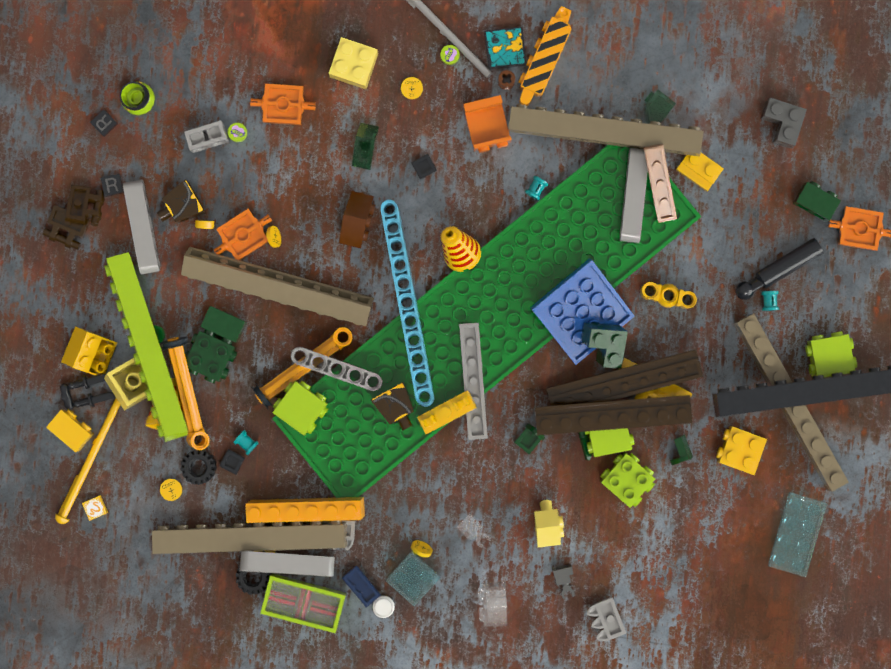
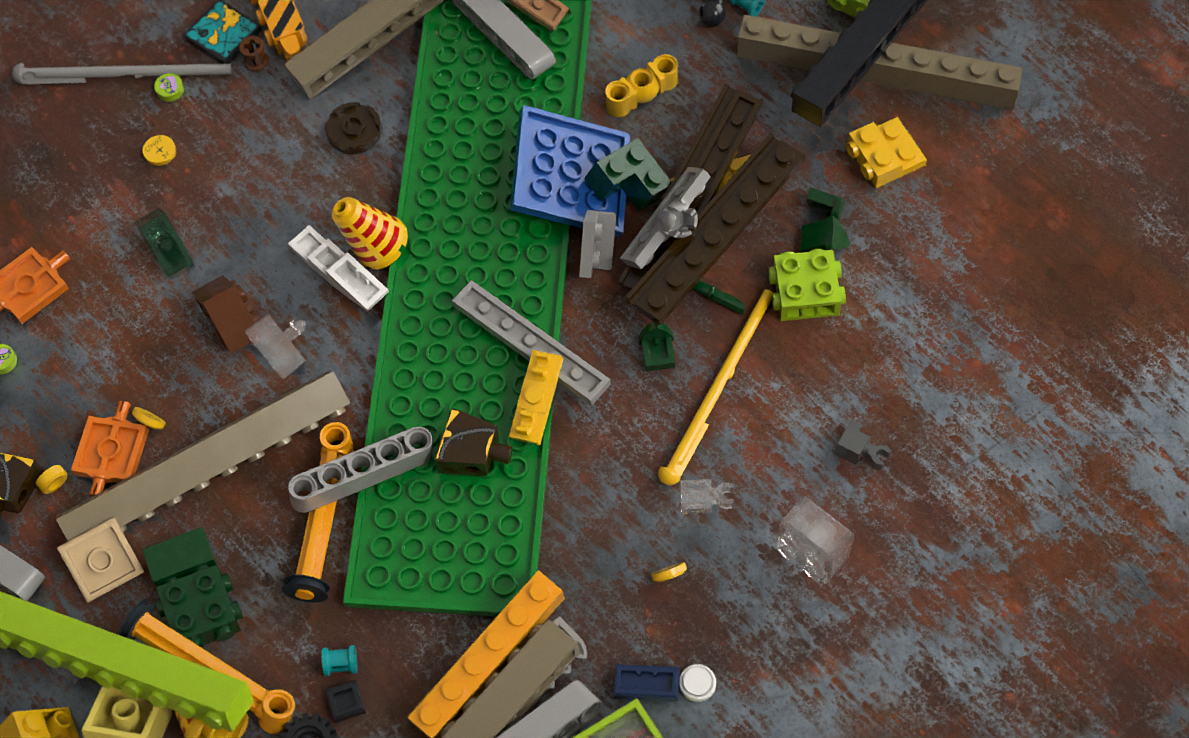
camera: 40 degrees left, 25 degrees down
(189, 289) = (100, 559): none -> tan tile
(301, 407) = (363, 549): lime brick -> none
(353, 63) = (68, 178): light yellow brick -> none
(362, 261) = (276, 344): none -> clear plate
(402, 294) = (381, 342): medium azure beam -> none
(413, 578) = (694, 607): clear light blue brick -> none
(424, 166) = (250, 207): black tile -> none
(429, 246) = (338, 268): none -> white slope
(487, 124) = (274, 108): orange panel -> none
(508, 494) = (671, 474): none -> yellow bar
(513, 172) = (353, 128): none -> dark brown tile
(536, 188) = (393, 117): teal bush -> none
(548, 525) = (778, 403): light yellow brick -> none
(555, 361) = (597, 242): none -> light grey bracket
(596, 389) = (669, 219): none -> light grey plate
(608, 619) = (954, 439): light grey plate -> none
(609, 441) = (741, 265): lime brick -> none
(662, 464) = (824, 235): none -> dark green tile
(797, 534) = (1037, 170): clear light blue plate -> none

